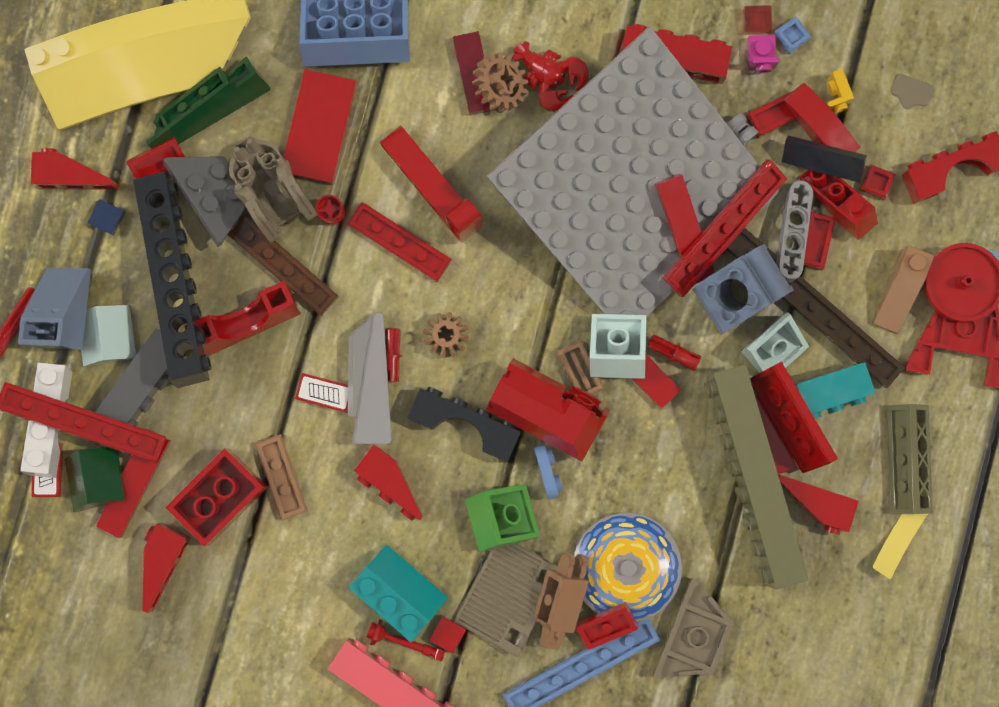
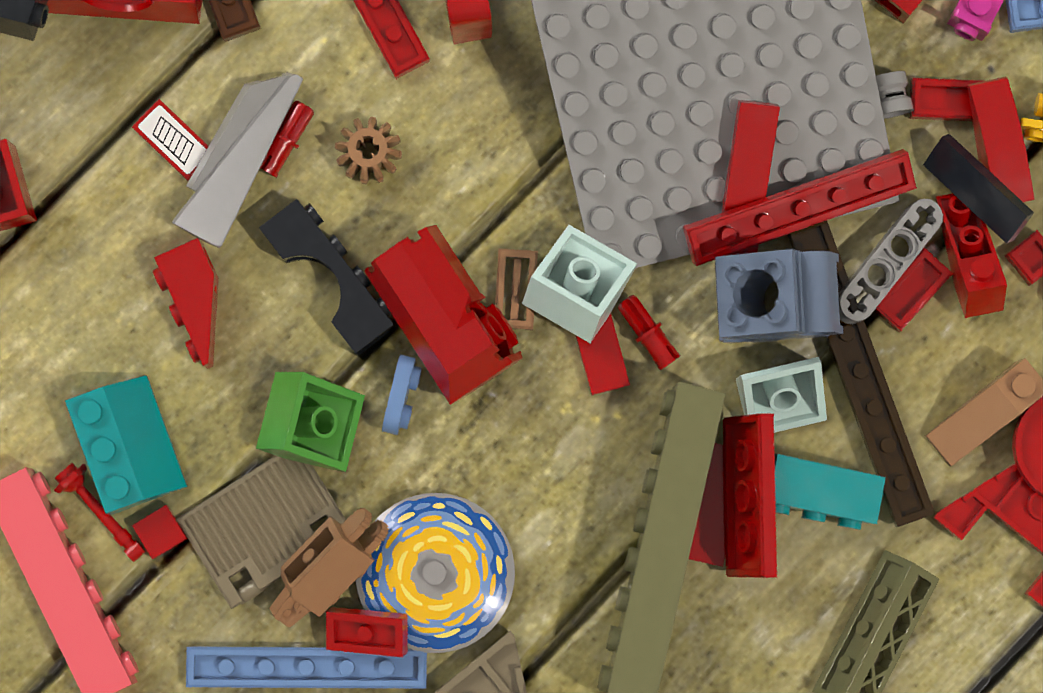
camera: 25 degrees right, 0 degrees up
(281, 477) = (60, 217): medium nougat tile -> none
(822, 505) = (731, 634): red slope -> none

